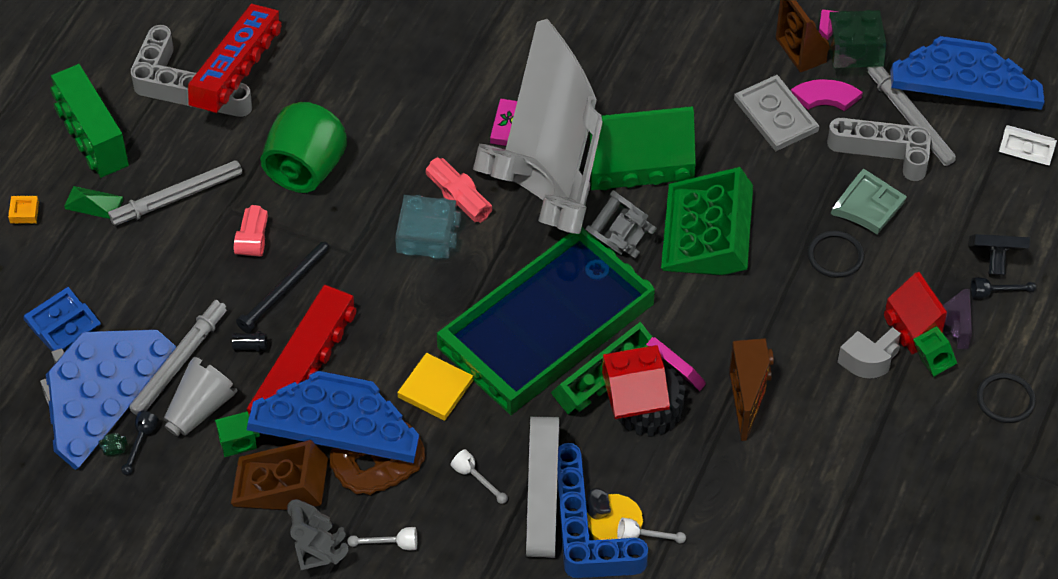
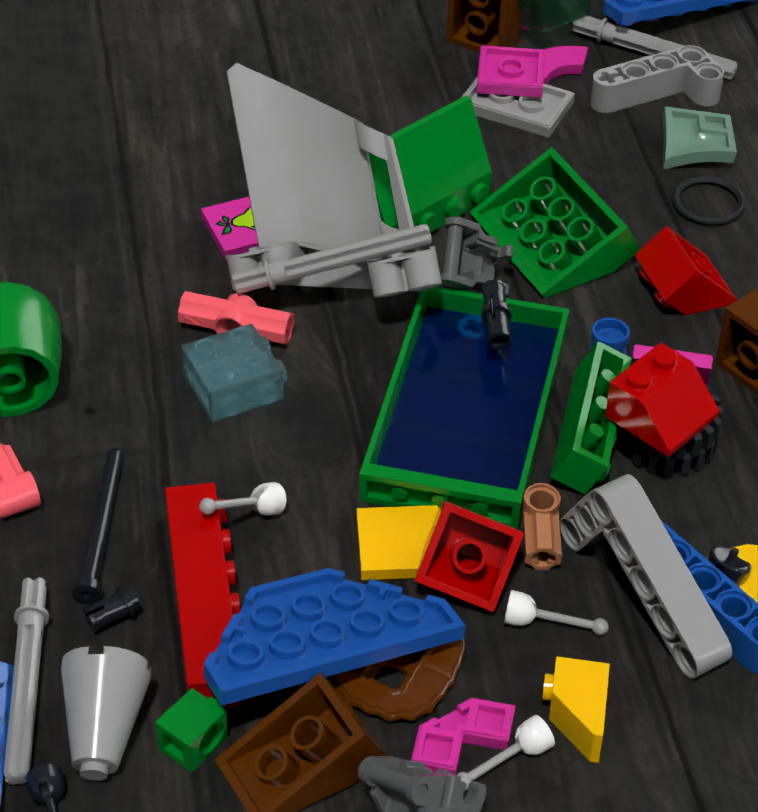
camera: 35 degrees left, 10 degrees down
(361, 512) = (472, 722): none -> dark pink tile
(379, 319) = (265, 499): none -> hinge
(448, 534) = (578, 702): none -> yellow slope
(457, 415) = (468, 555): none -> red slope
(489, 173) = (325, 260): none -> light grey axle
(516, 421) = (541, 526): none -> nougat piece
(600, 270) = (496, 314): none -> black pin
(665, 324) = (611, 333): none -> blue wheel
(759, 301) = (682, 274): none -> red slope
(786, 88) = (511, 71): none -> dark pink tile

